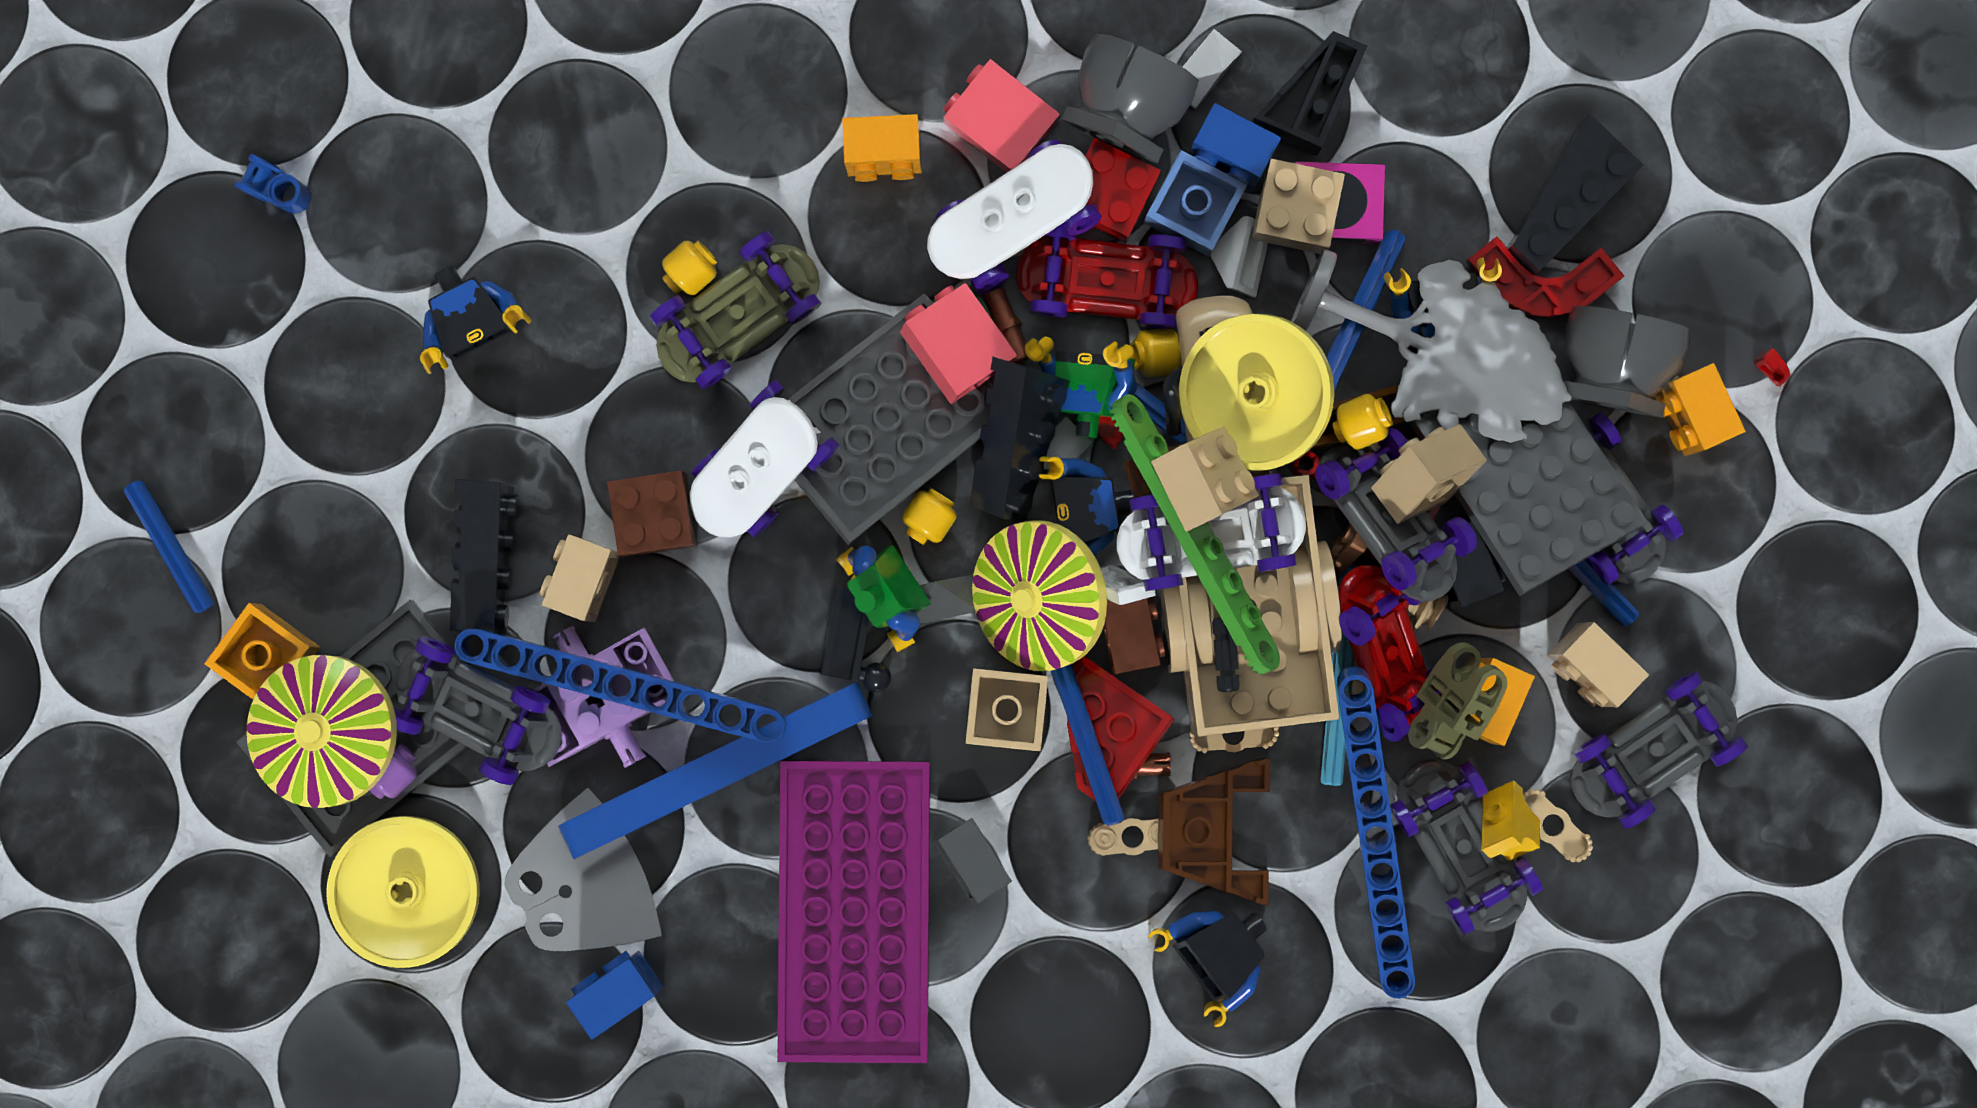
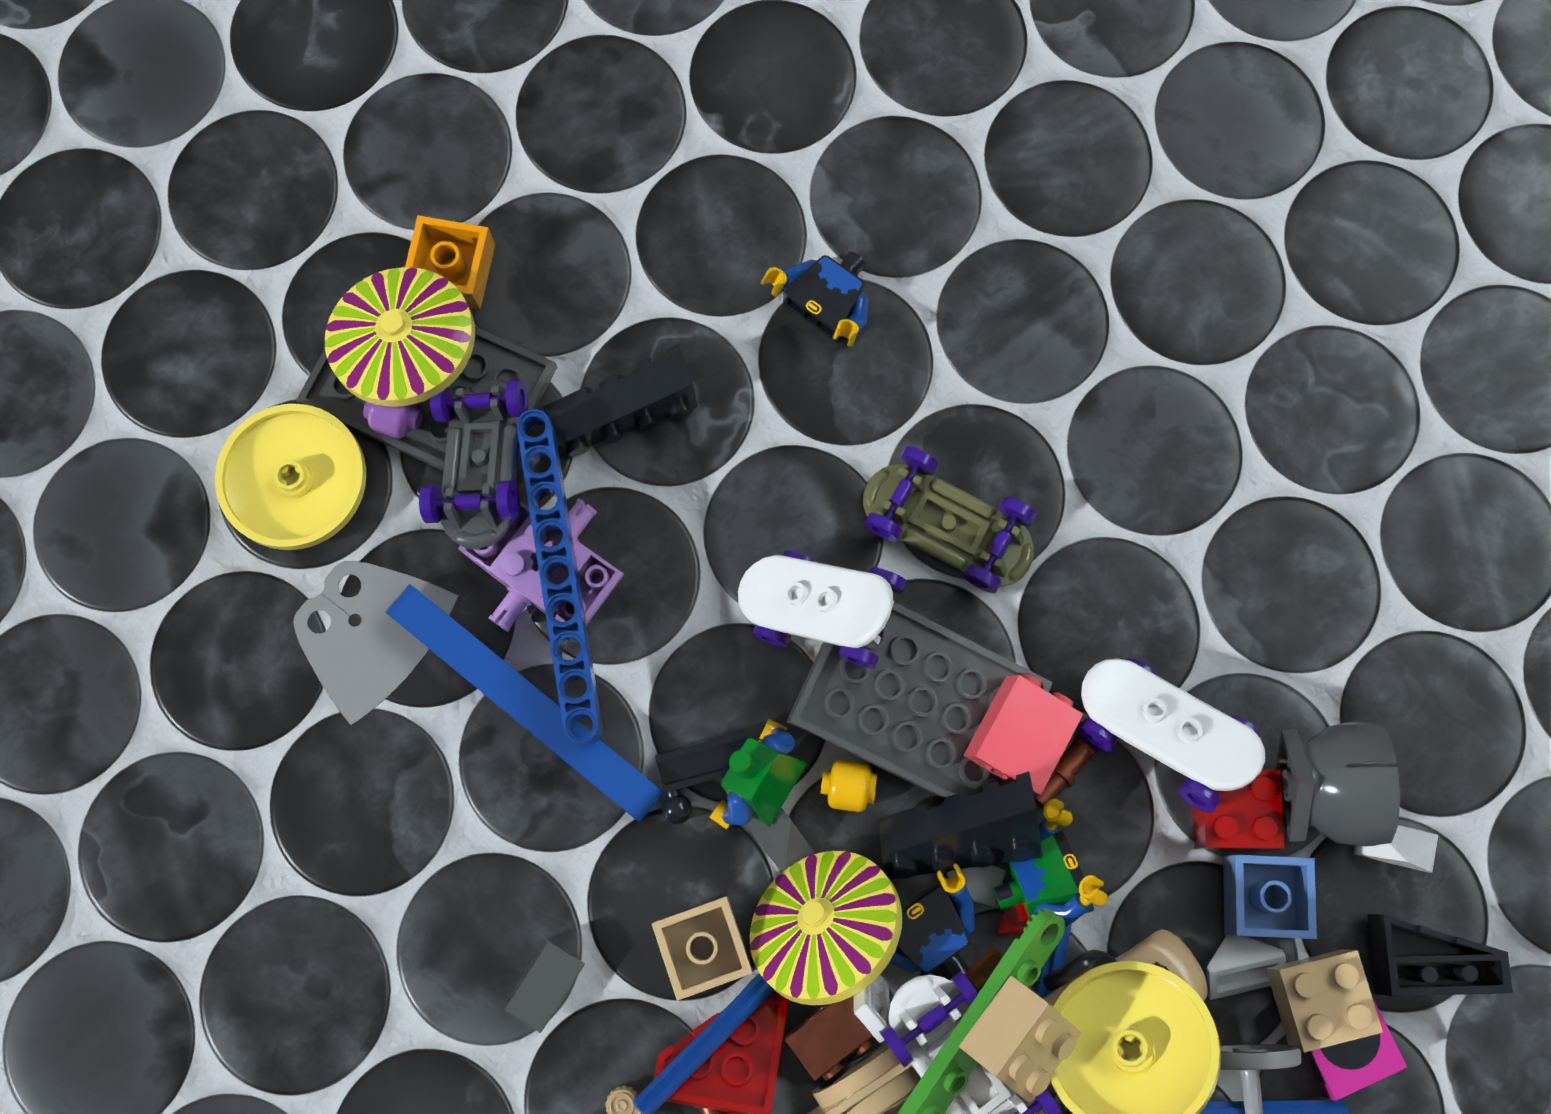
camera: 65 degrees right, 10 degrees down
(168, 546) = (509, 148): blue axle -> none
(269, 183) = (858, 86): blue piece -> none
(579, 578) = (641, 496): tan brick -> none
(617, 993) = (267, 703): blue brick -> none
(652, 513) = (730, 533): copper brick -> none
(689, 268) = (967, 462): yellow head -> none
(853, 911) = (446, 894): magenta plate -> none
(882, 147) = (1166, 578): light orange brick -> none
(1000, 116) = (1250, 672): coral brick -> none
(1107, 278) = (1155, 847): red piece -> none
(1156, 352) = (1111, 928): yellow head -> none
(1234, 145) = (1347, 908): blue brick -> none

